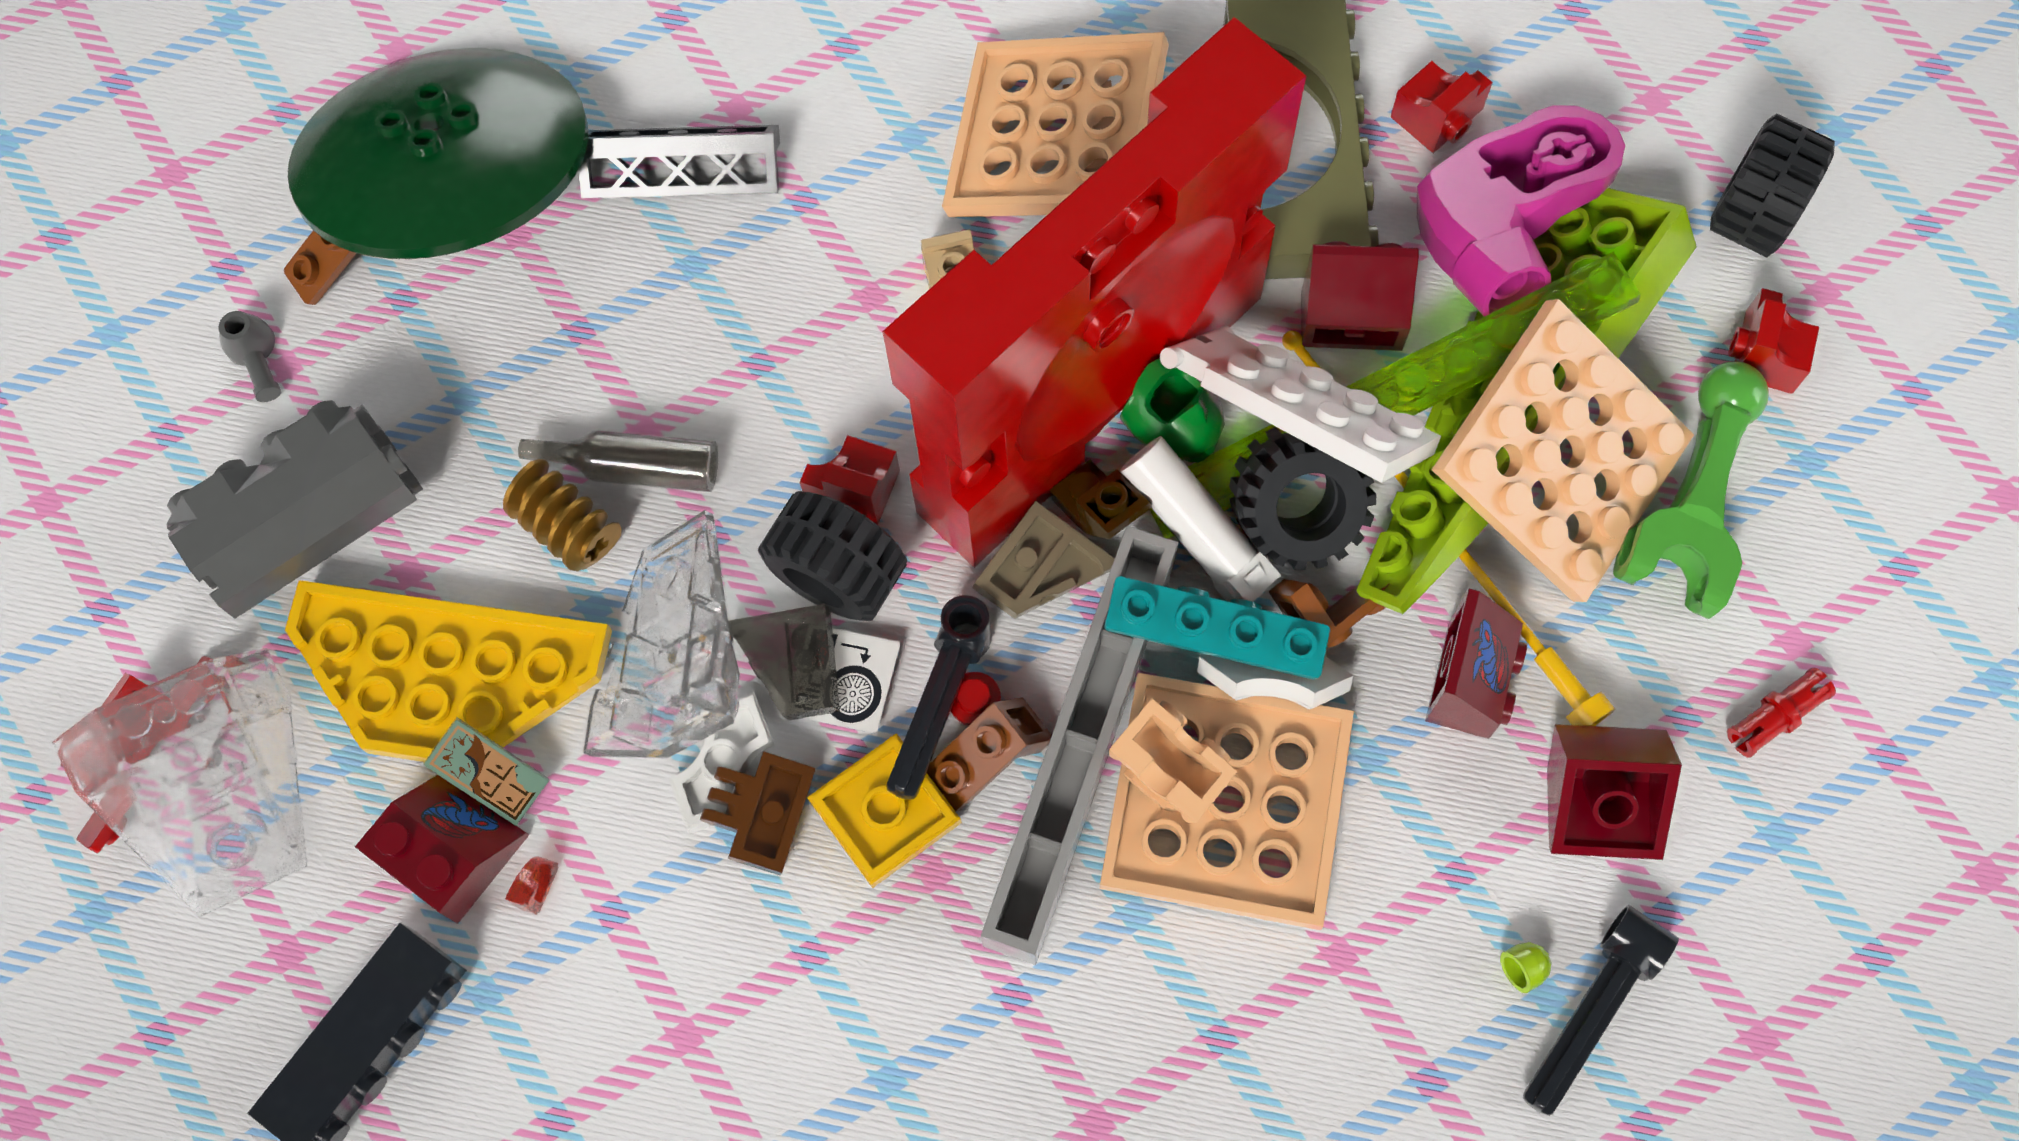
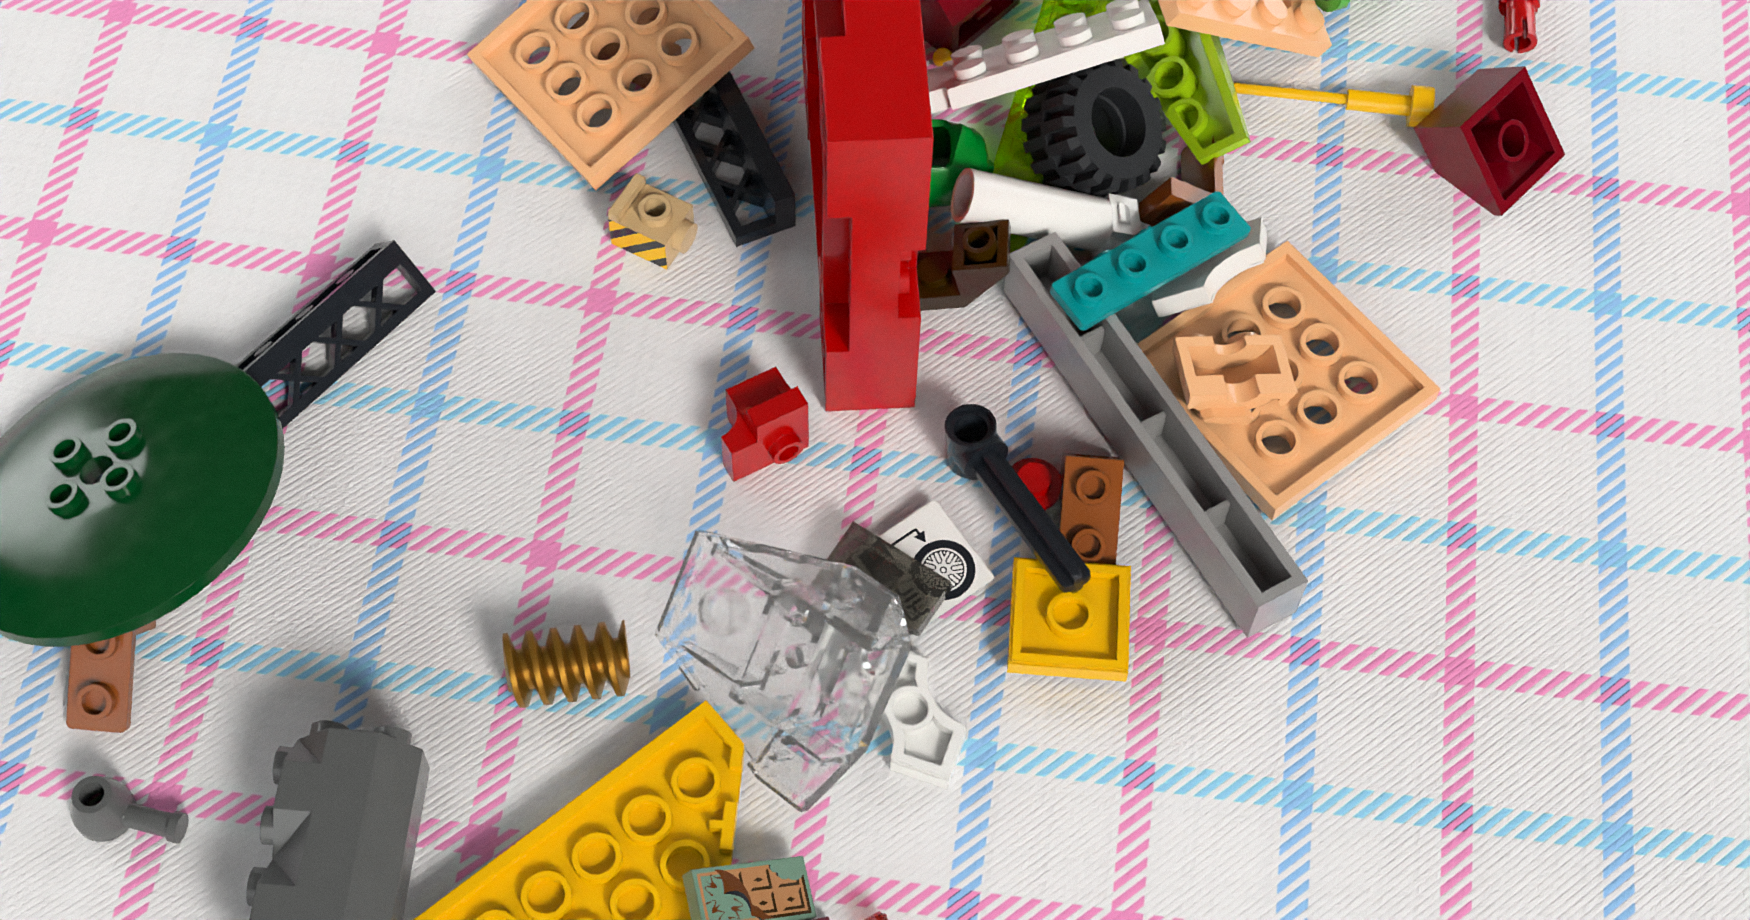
camera: 55 degrees left, 10 degrees down
(633, 459) = (569, 572): clear smoke piece -> none
(761, 810) = (988, 707): reddish brown hinge -> none
(833, 555) = (827, 472): black tyre -> none
(1040, 564) = (964, 352): dark tan wing -> none
(1477, 668) = (1323, 142): dark red slope -> none
(1526, 966) = (1577, 293): lime hinge -> none
(1633, 951) = (1623, 219): black axle -> none

